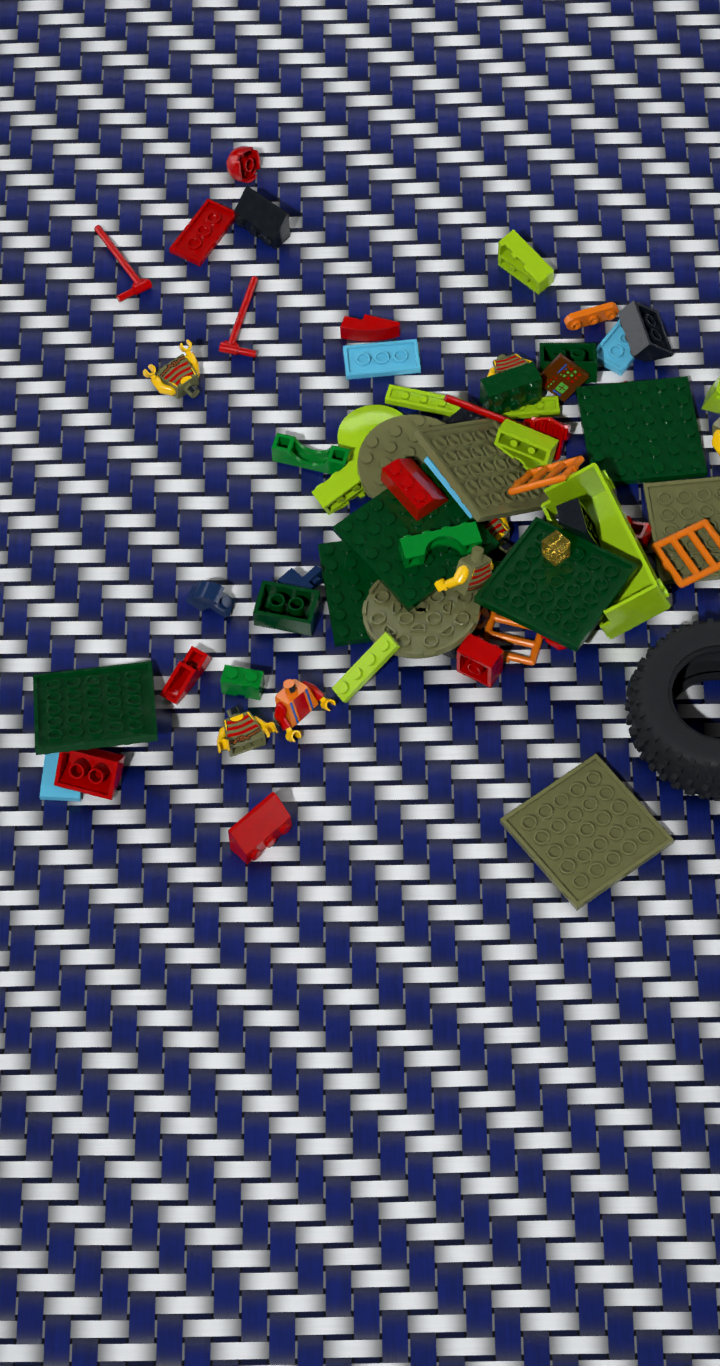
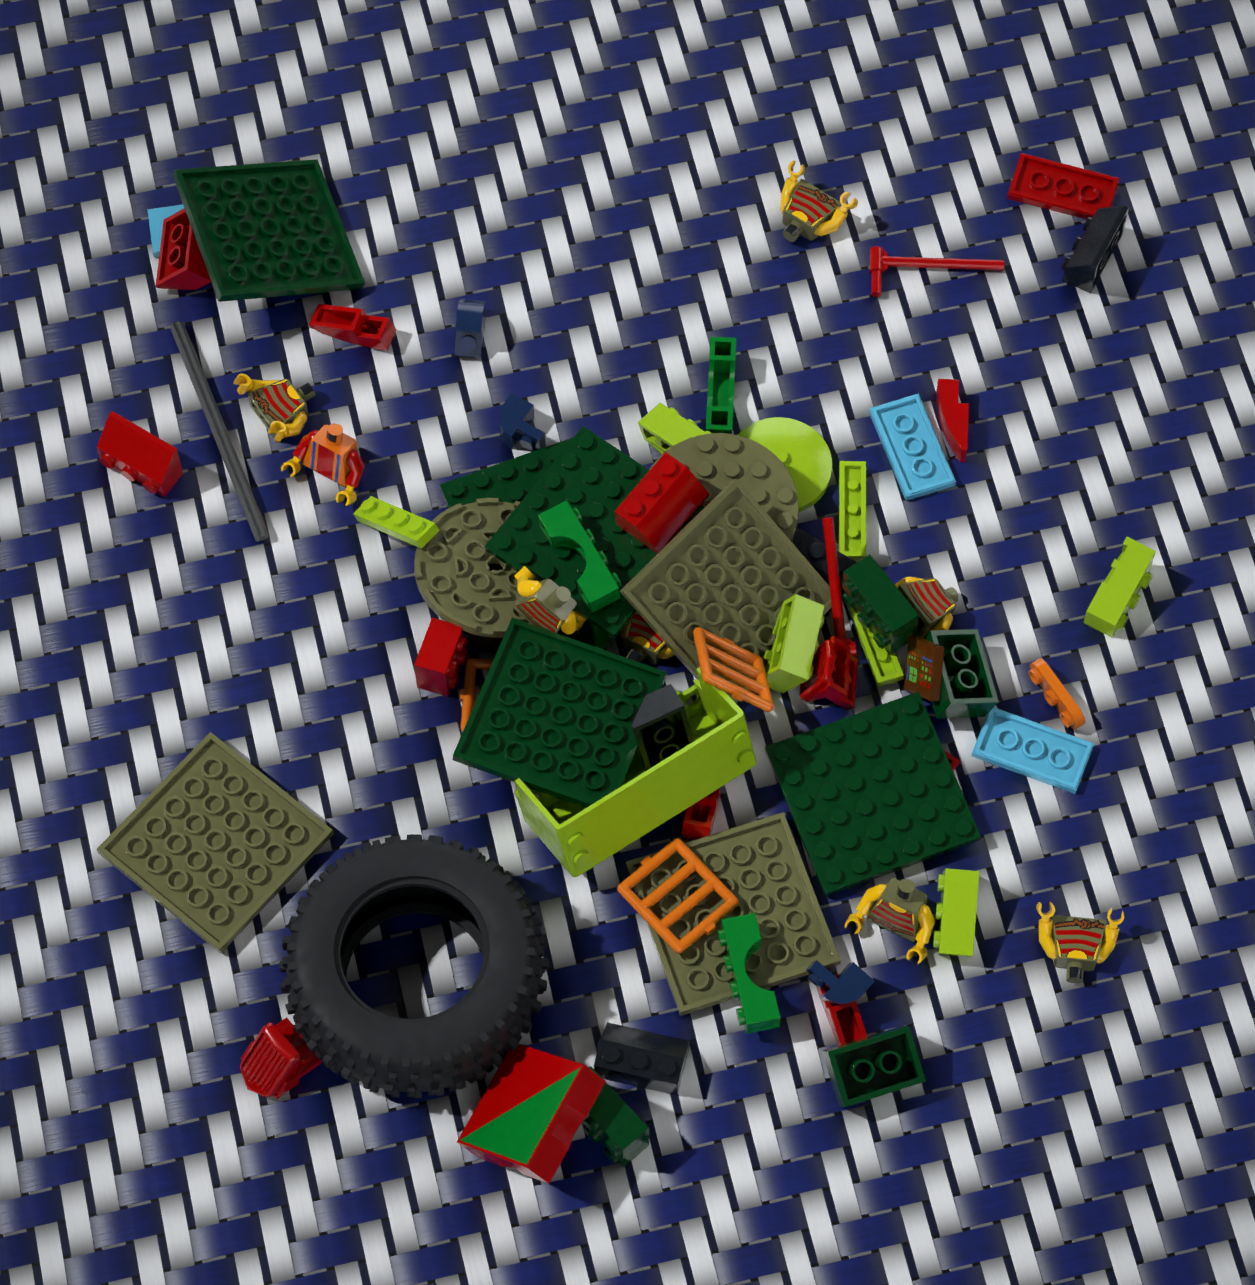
camera: 75 degrees right, 5 degrees up
(139, 285) = (952, 134): red bar -> none
(242, 682) = (353, 390): green brick -> none
(243, 164) = (1184, 204): red cylinder -> none
(246, 778) = (219, 431): none -> dark grey axle
(286, 608) = (473, 414): dark green brick -> none
(555, 548) = (602, 697): clear yellow brick -> none
(644, 332) = (1041, 766): black slope -> none

